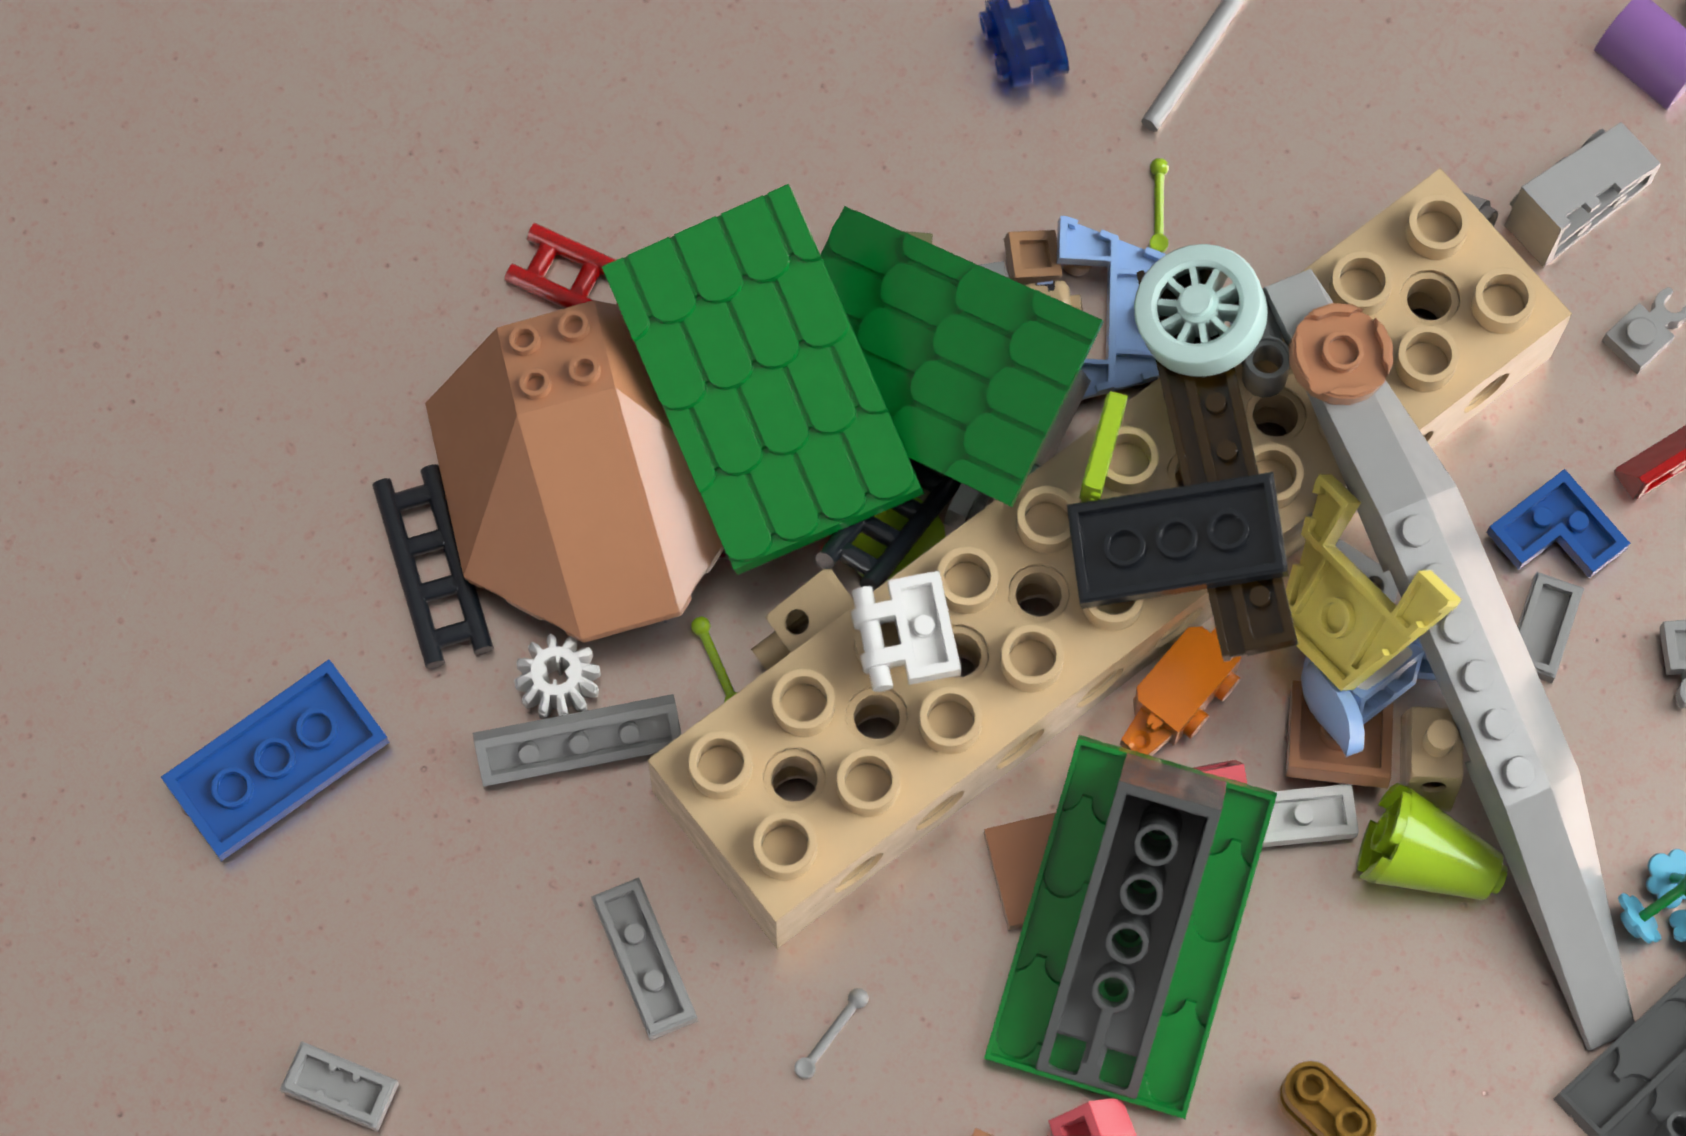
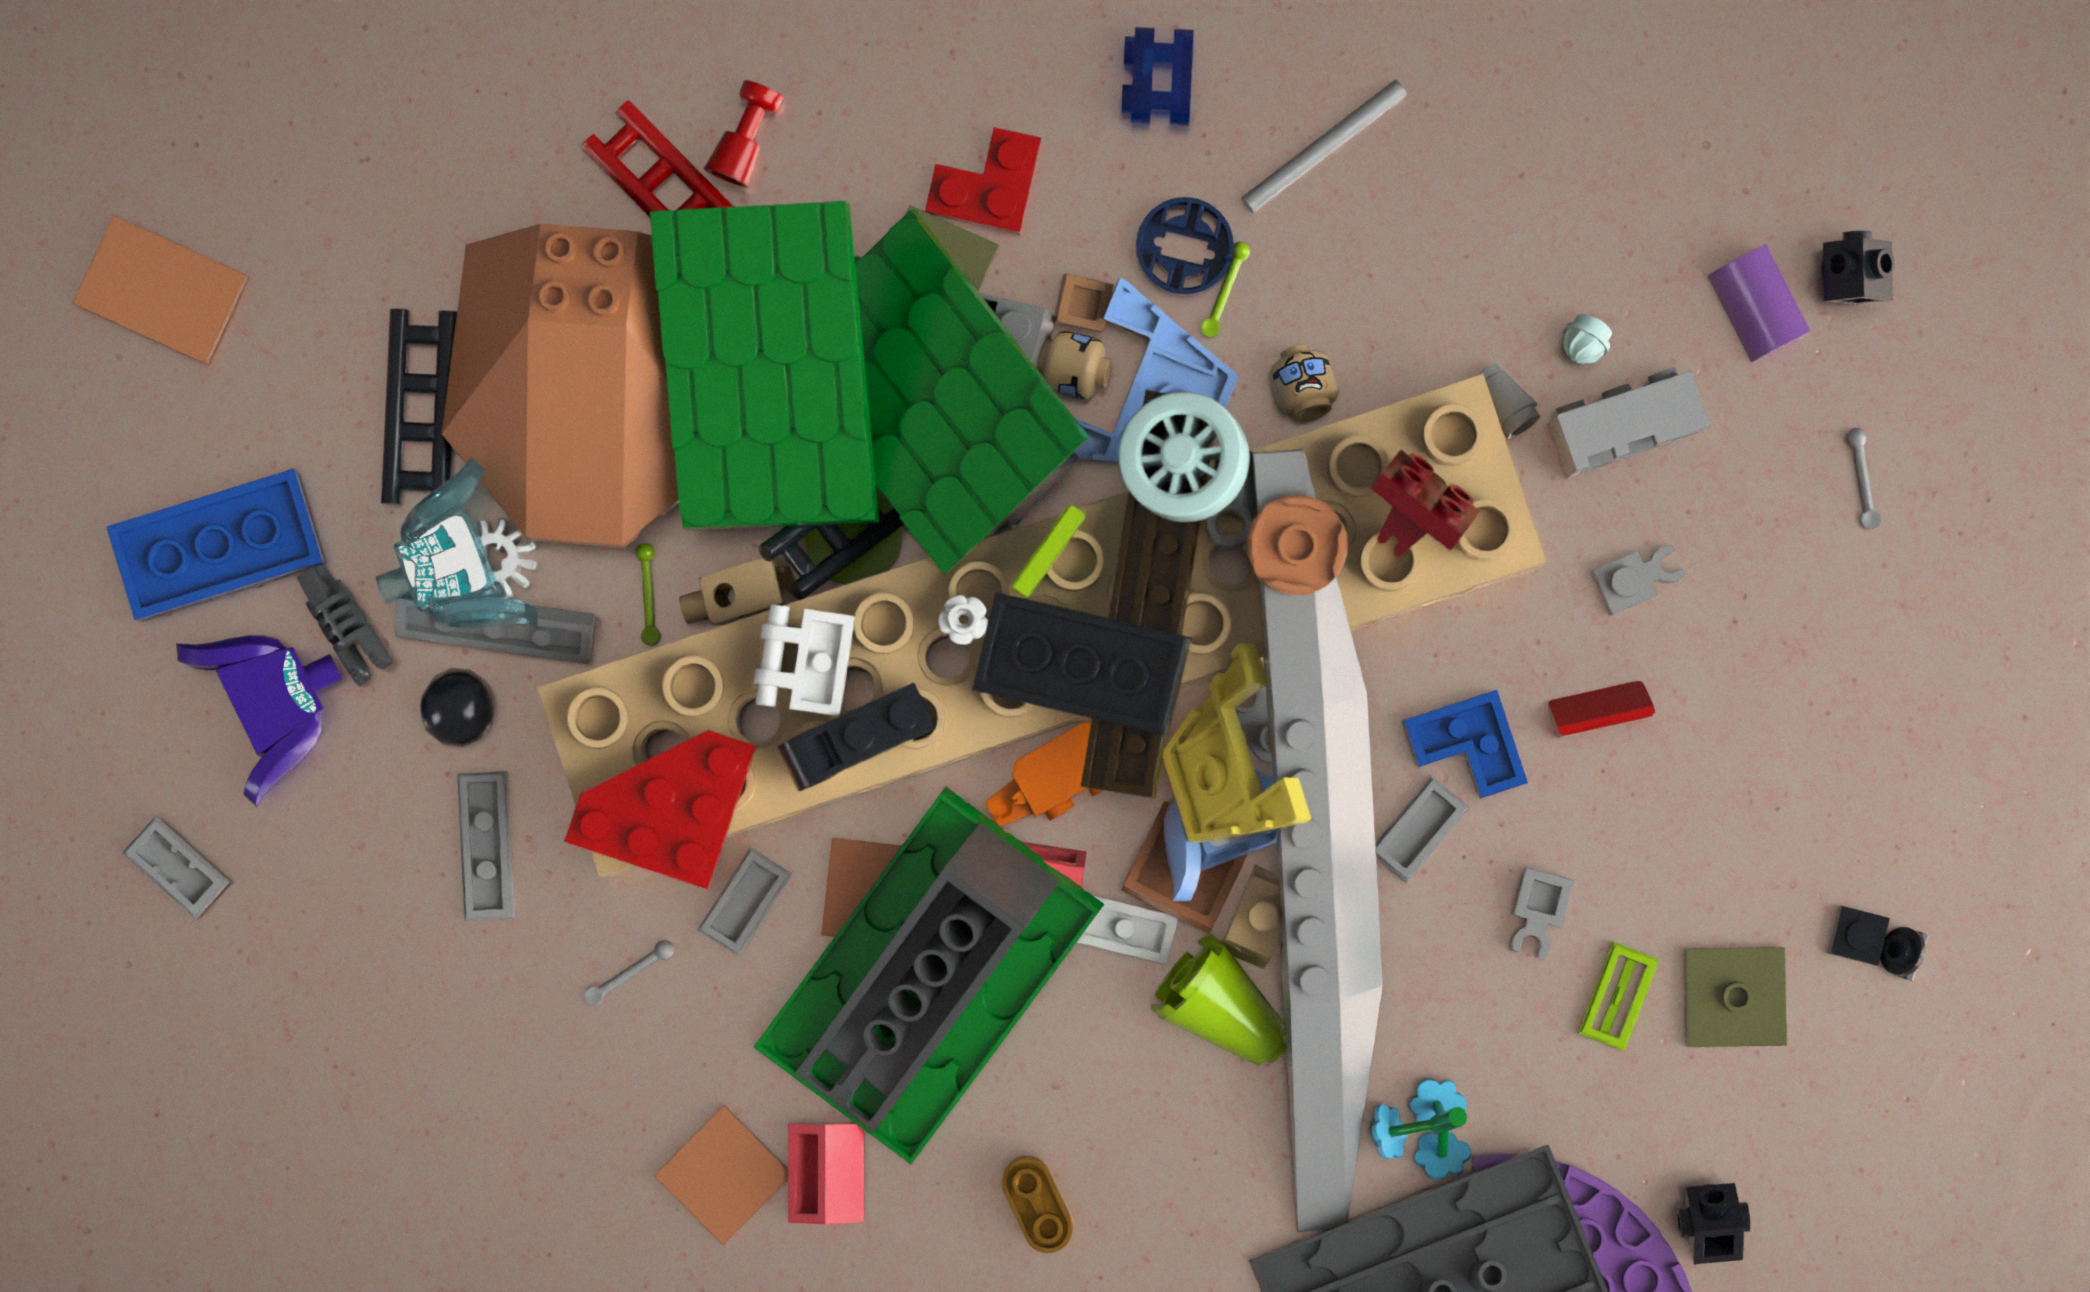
camera: 20 degrees right, 15 degrees up
(141, 542) = (160, 289): none -> nougat tile
(380, 884) = (271, 697): none -> dark purple torso
(426, 789) = (343, 623): none -> dark grey hinge
(516, 686) = (447, 563): none -> clear light blue torso
(569, 834) = (457, 707): none -> black hair
(656, 224) = (736, 151): none -> red piece
(823, 822) = (668, 810): none -> red plate
(915, 191) = (992, 198): none -> red plate
(920, 923) = (744, 901): none -> light grey tile
(983, 687) = (855, 737): none -> black plate
(1045, 554) = (958, 632): none -> white plate
(1105, 160) = (1190, 226): none -> dark blue piece
(1269, 252) = (1304, 383): none -> tan head
(1441, 284) = (1421, 504): none -> dark red plate
(1511, 132) = (1586, 339): none -> light aqua plate

